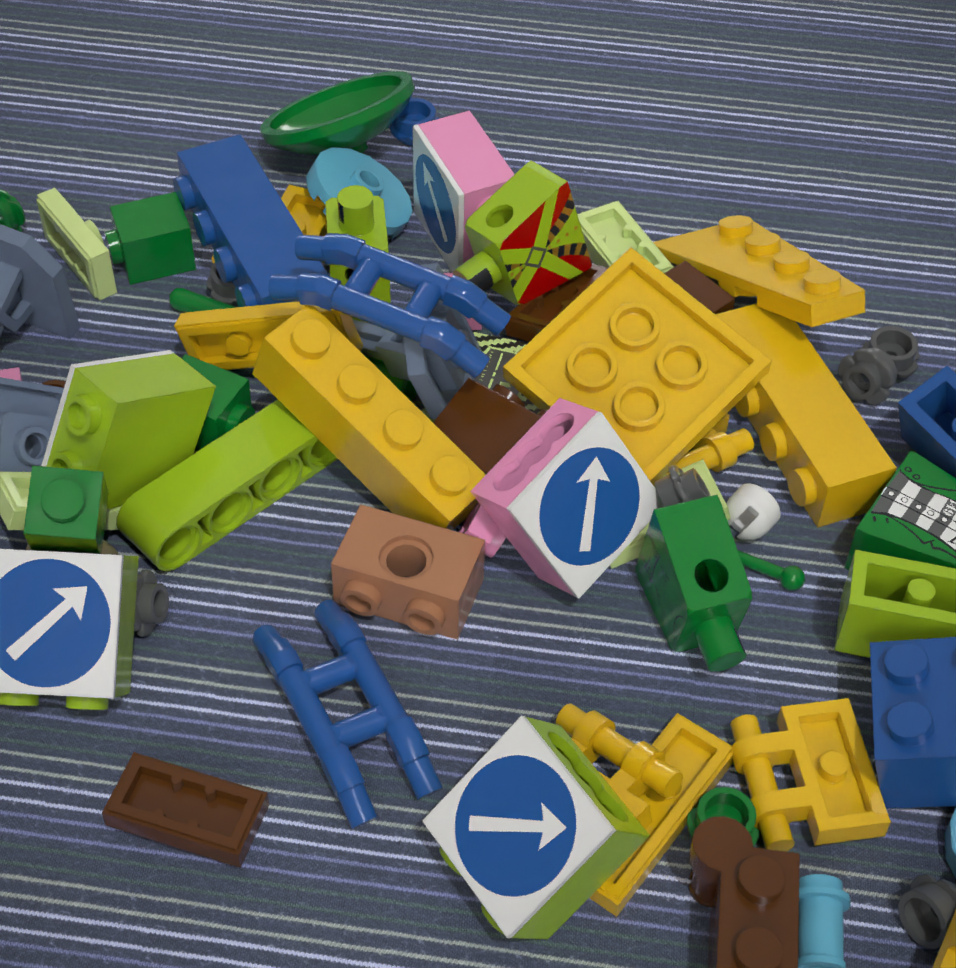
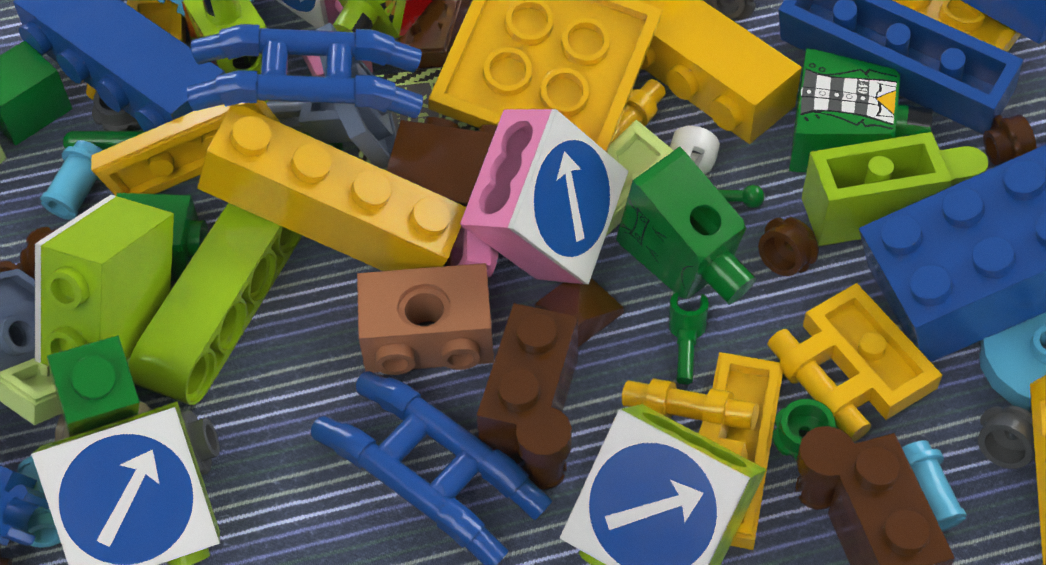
camera: 20 degrees left, 5 degrees up
(157, 332) = (72, 181): none -> medium azure pin
(470, 676) = (529, 391): none -> reddish brown hinge
(563, 621) = (588, 302): none -> reddish brown slope
(659, 678) = (687, 328): none -> green hand
(680, 486) = (638, 153): dark grey plate -> none
(800, 638) = (788, 246): none -> reddish brown plate

